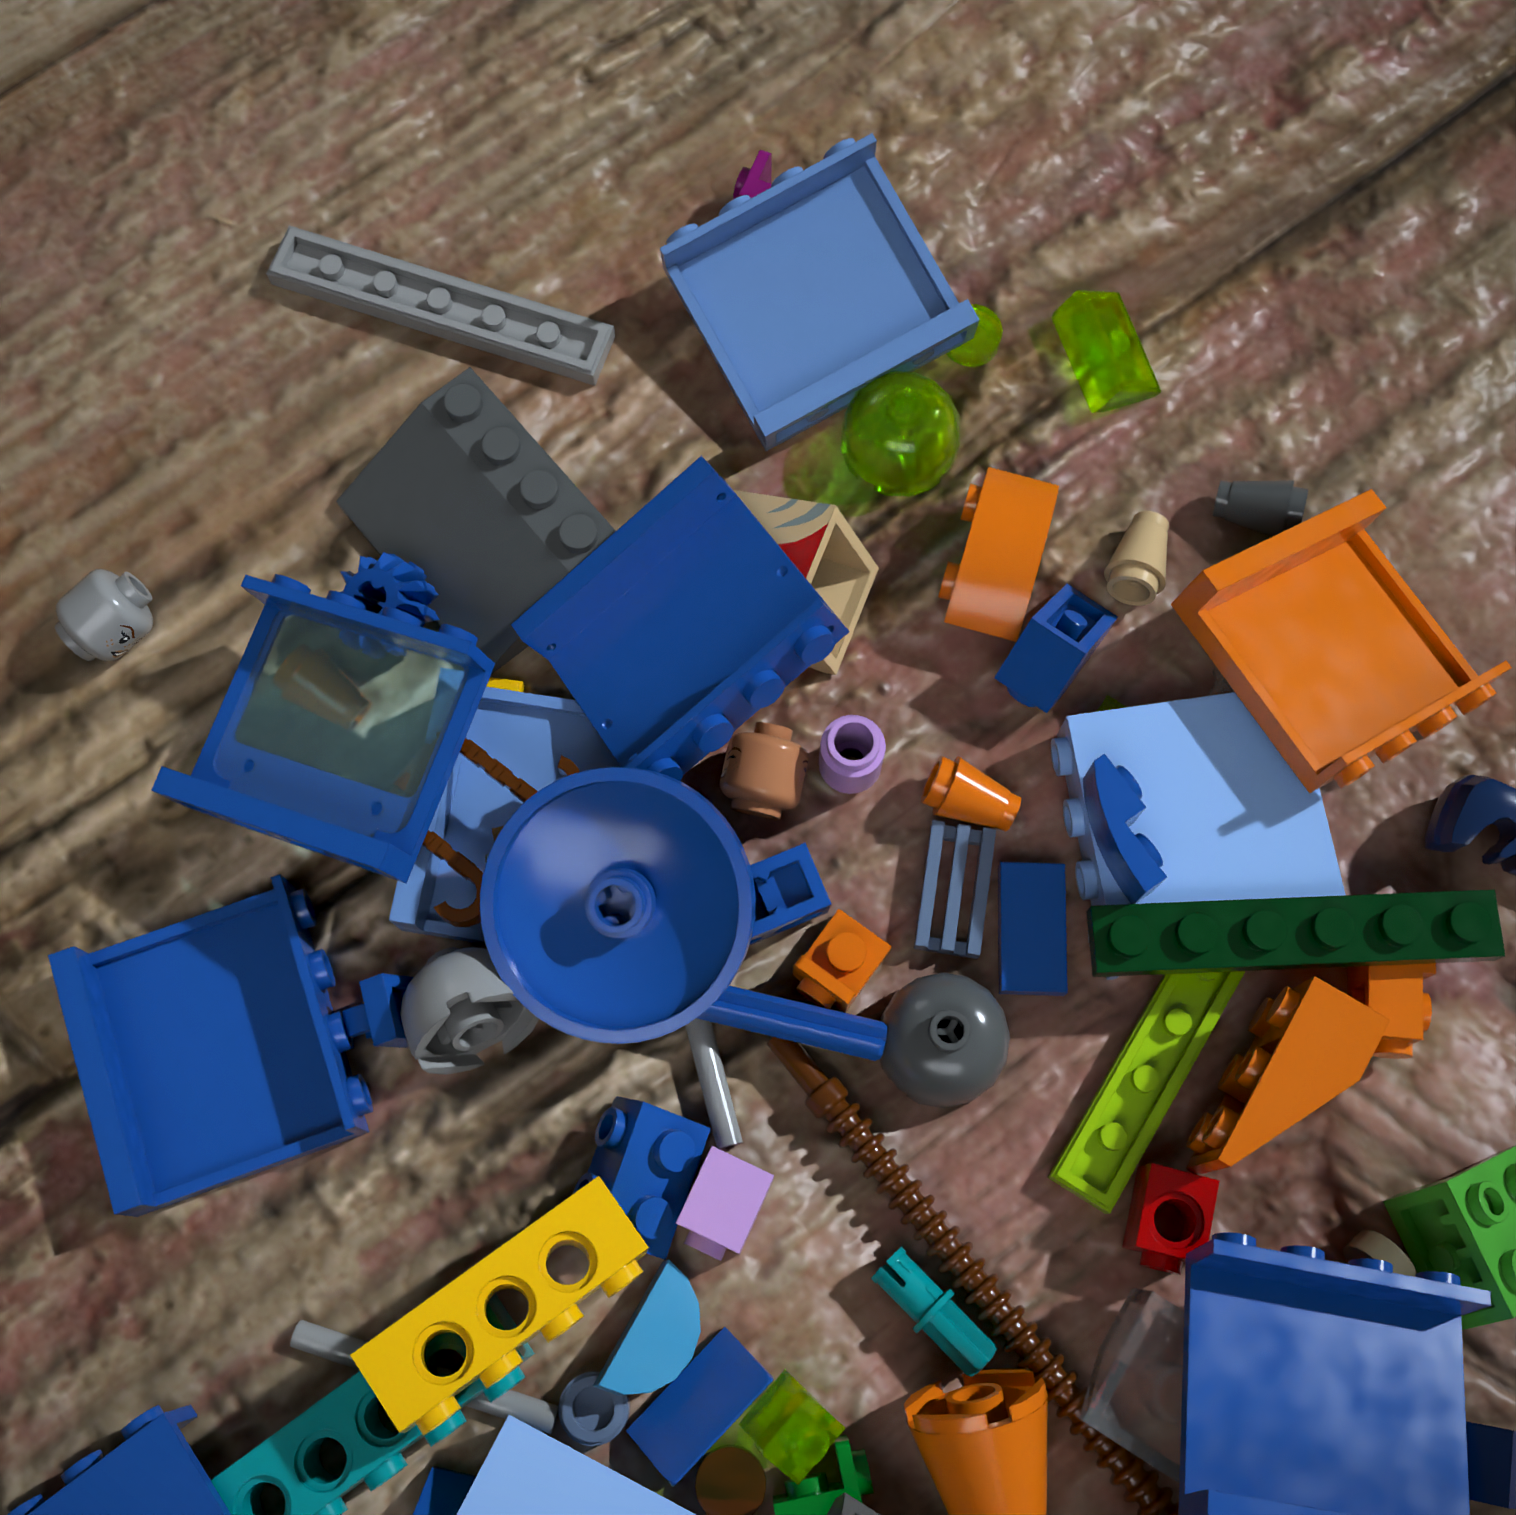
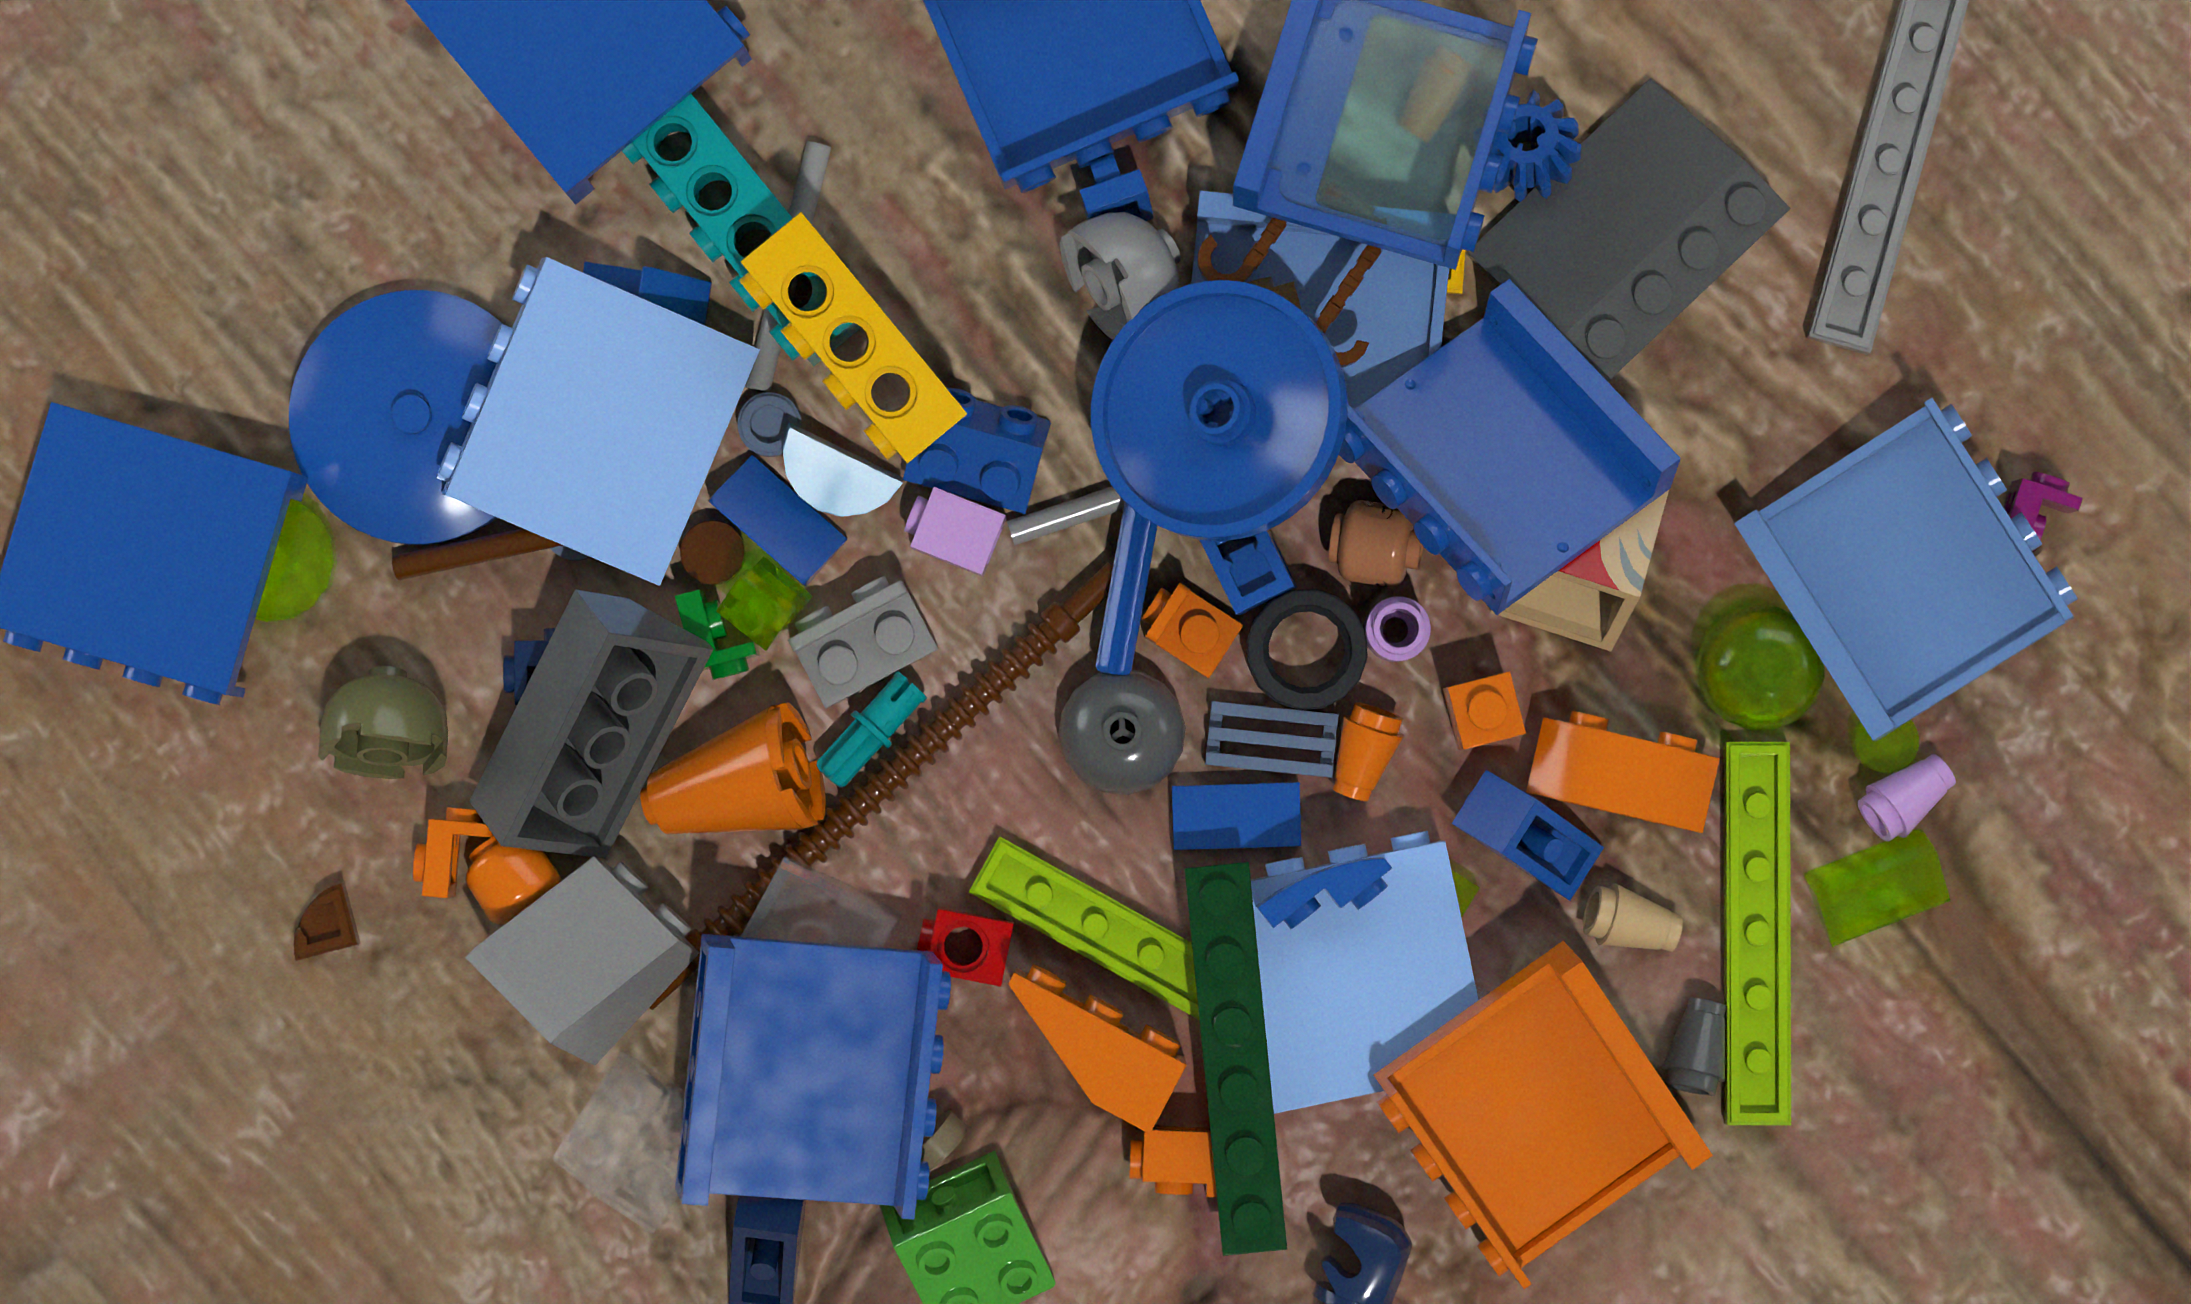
camera: 85 degrees right, 15 degrees up
(839, 1316) = (862, 642): none -> light grey bracket
(901, 812) = (1354, 649): none -> black tyre
(935, 677) = (1484, 711): none -> orange brick
(1027, 319) = (1905, 797): none -> lavender cone
(1148, 452) = (1757, 933): none -> lime tile

